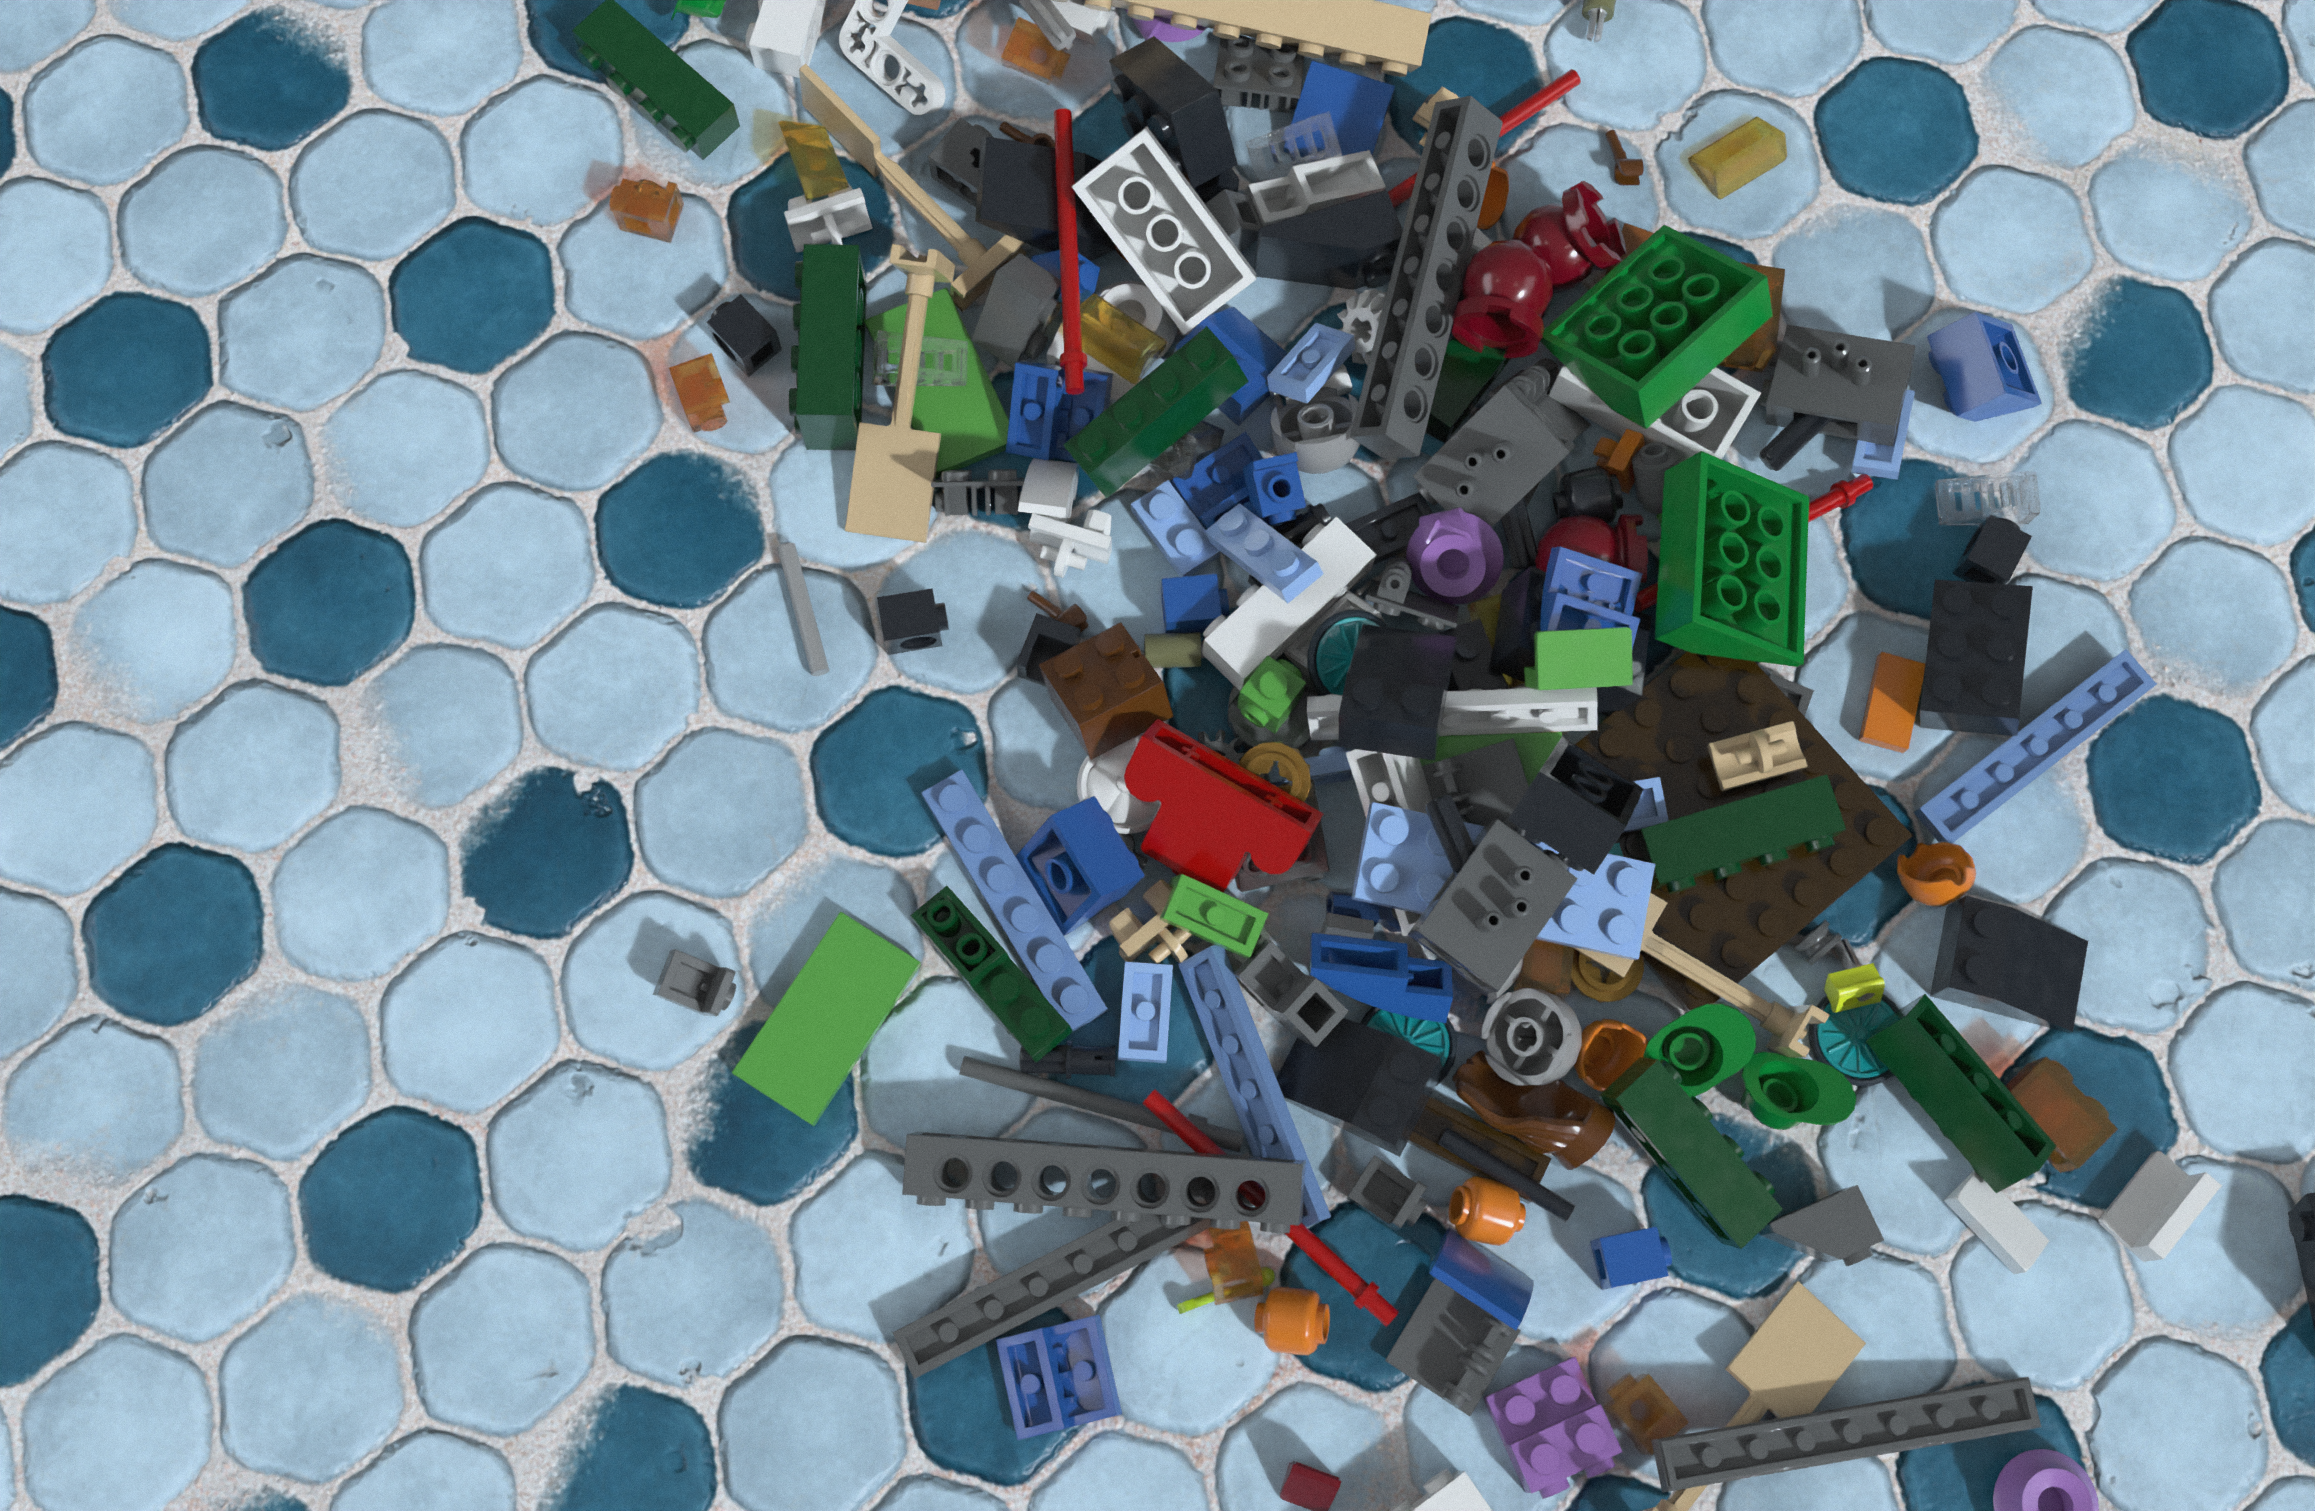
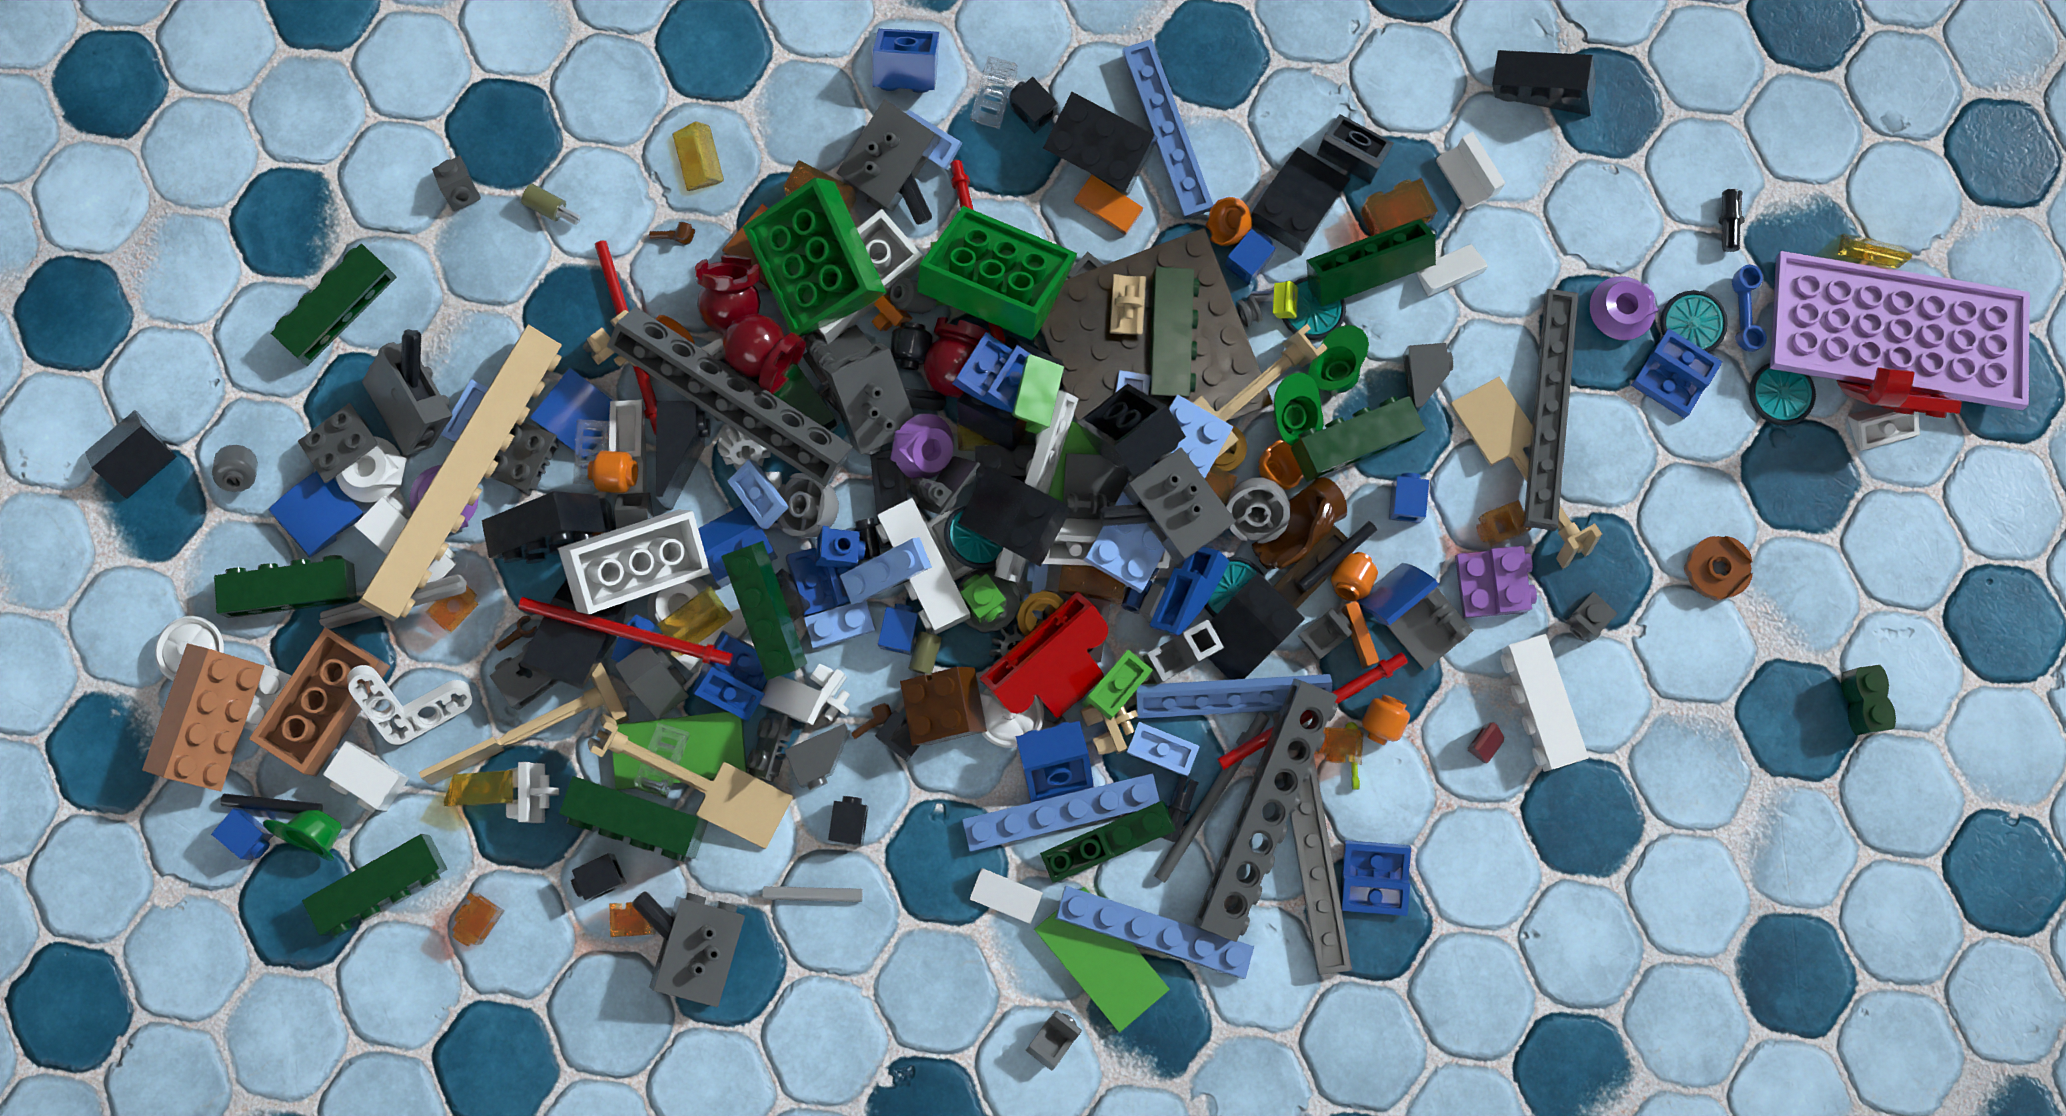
camera: 70 degrees left, 5 degrees up
(689, 476) = (695, 946): none -> dark grey piece
(876, 861) = (1006, 895): none -> white slope
(884, 1078) = (1154, 932): none -> medium blue plate
(986, 554) = (817, 757): none -> dark grey slope
(1275, 173) = (613, 471): none -> orange head
(1343, 834) = (1091, 583): none -> clear orange brick
(1404, 1245) = (1360, 635): none -> orange tile
(1899, 919) = (1250, 256): none -> blue brick
(2121, 1022) = (1354, 148): none -> black slope

